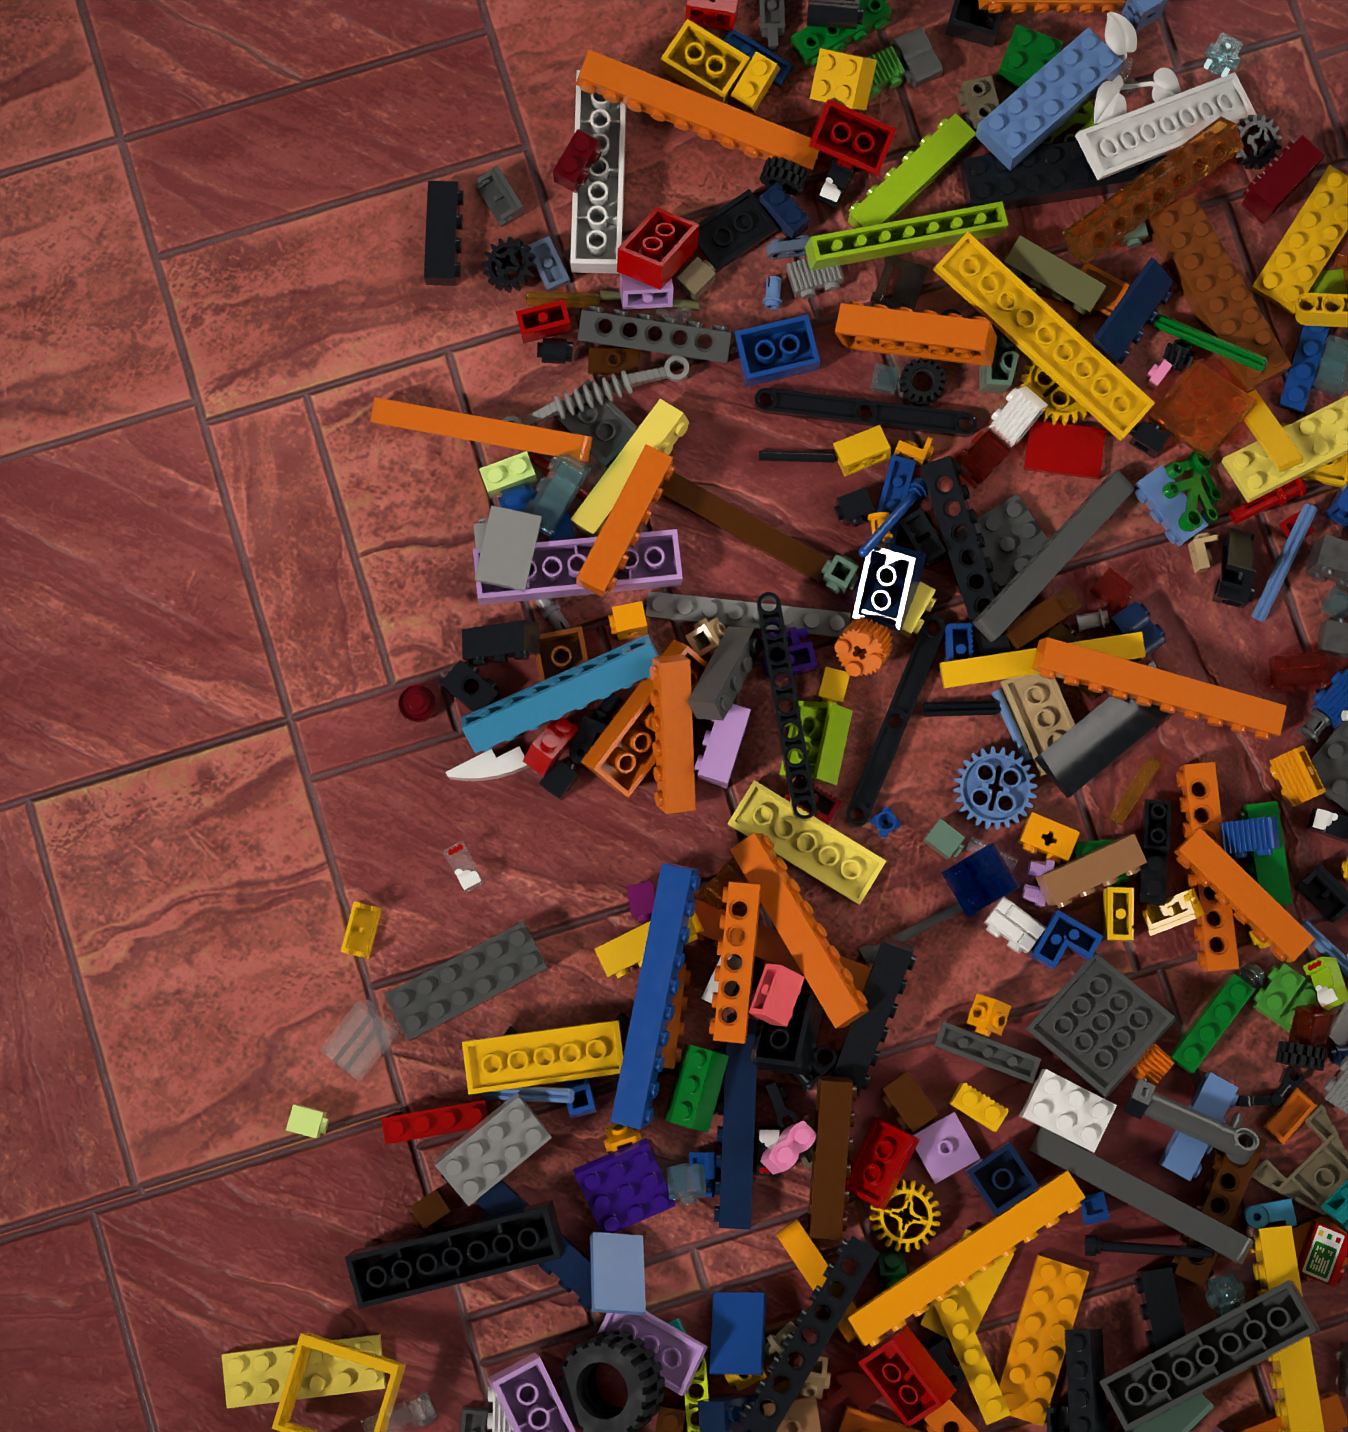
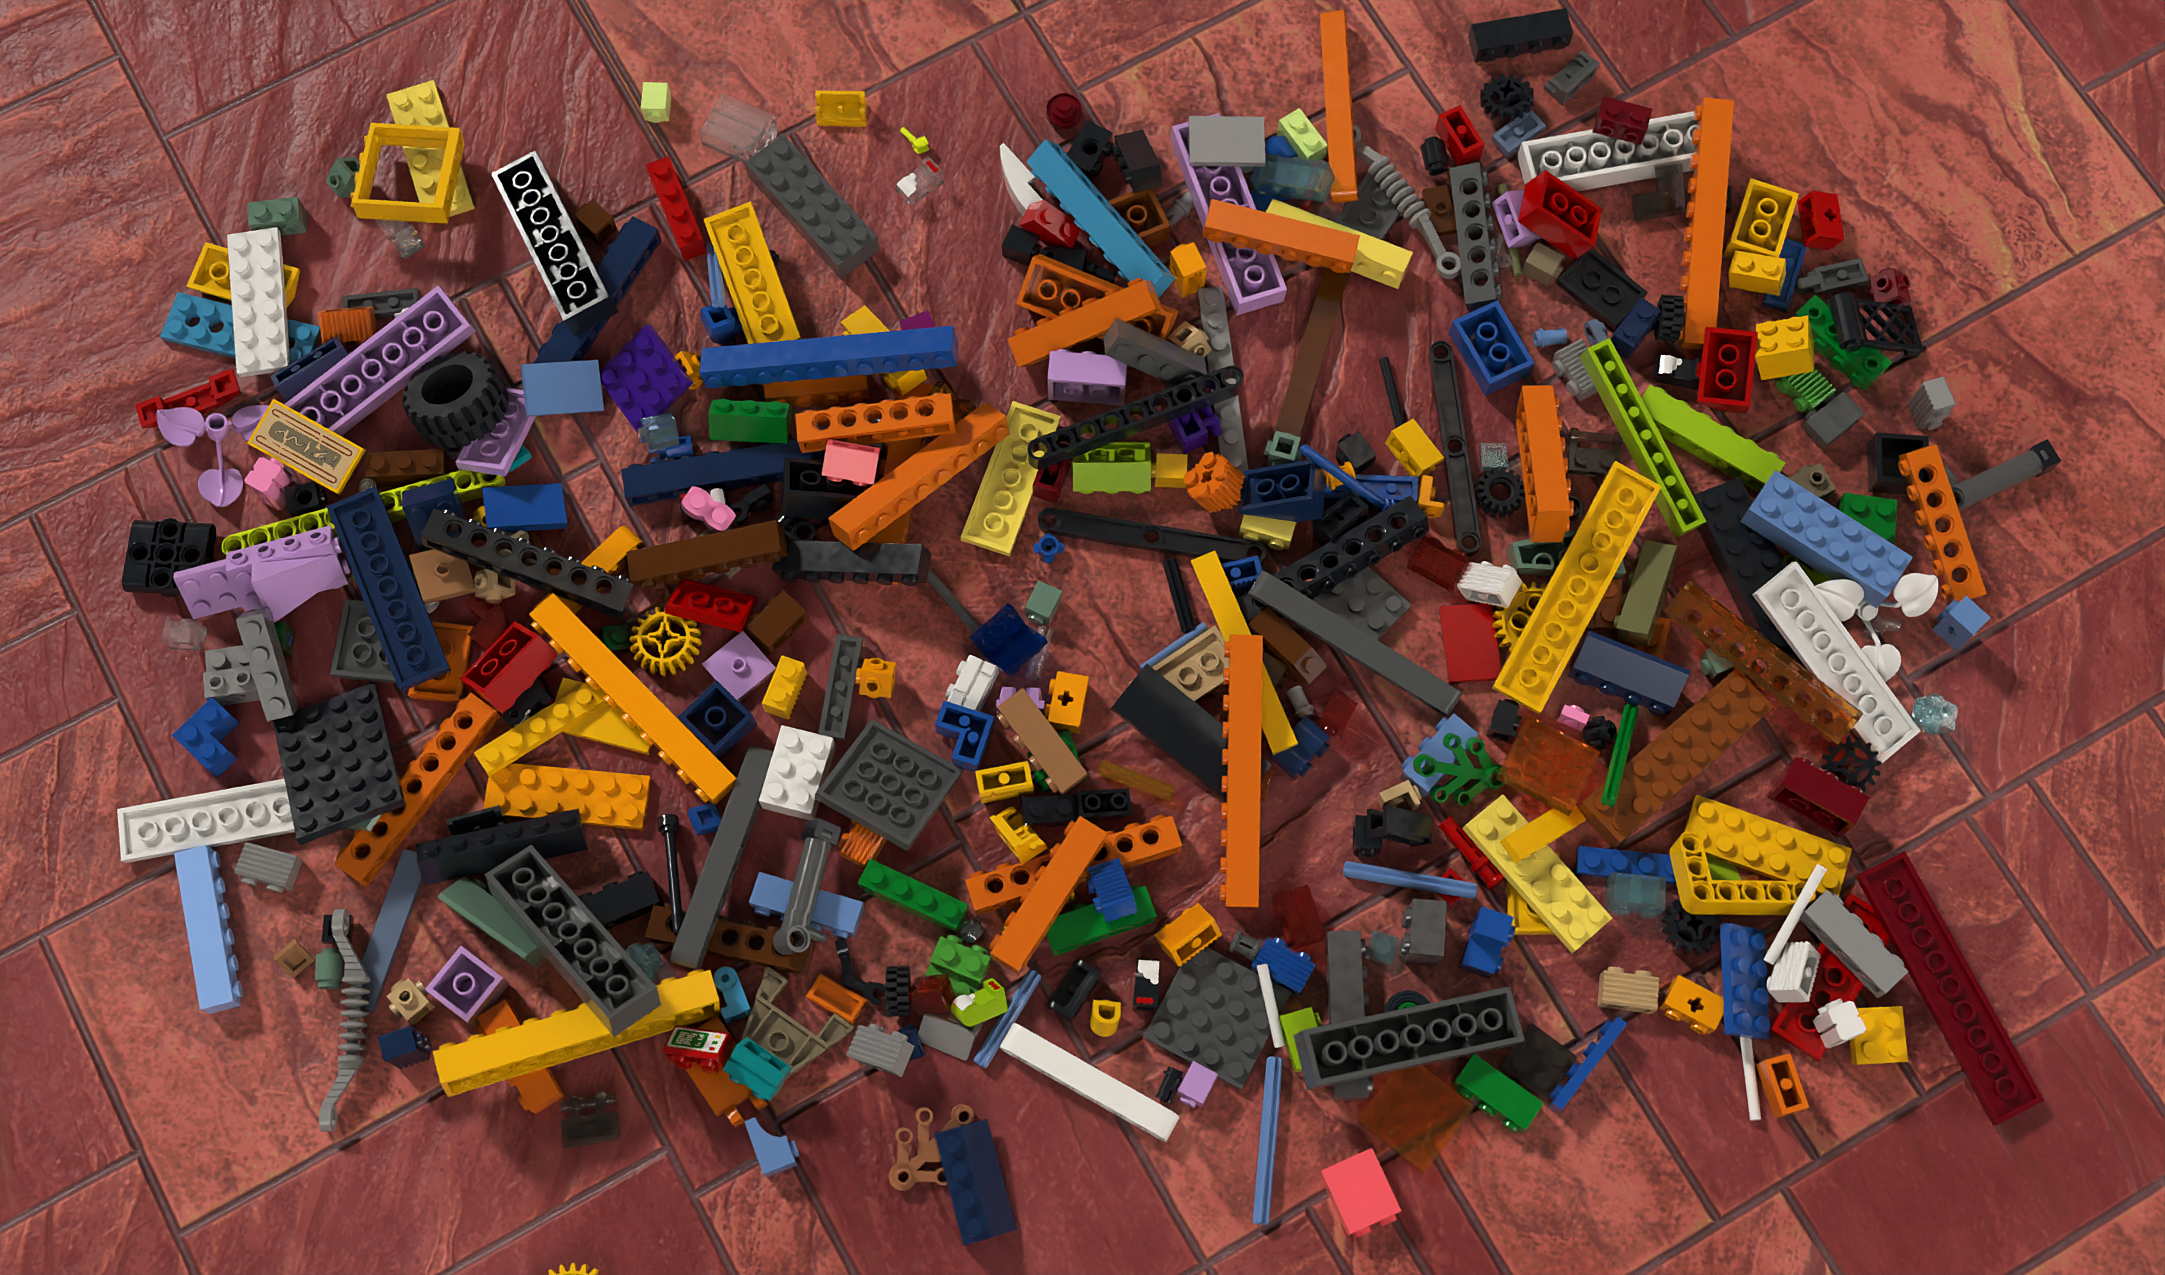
camera: 75 degrees right, 10 degrees down
(419, 858) = (919, 144): none -> neon yellow hand
(492, 1149) = (656, 249): light grey brick -> none
(577, 300) = (1488, 155): clear yellow axle -> none
(655, 142) = (1668, 199): none -> clear smoke plate
(1018, 793) = (1105, 664): medium blue gear -> none

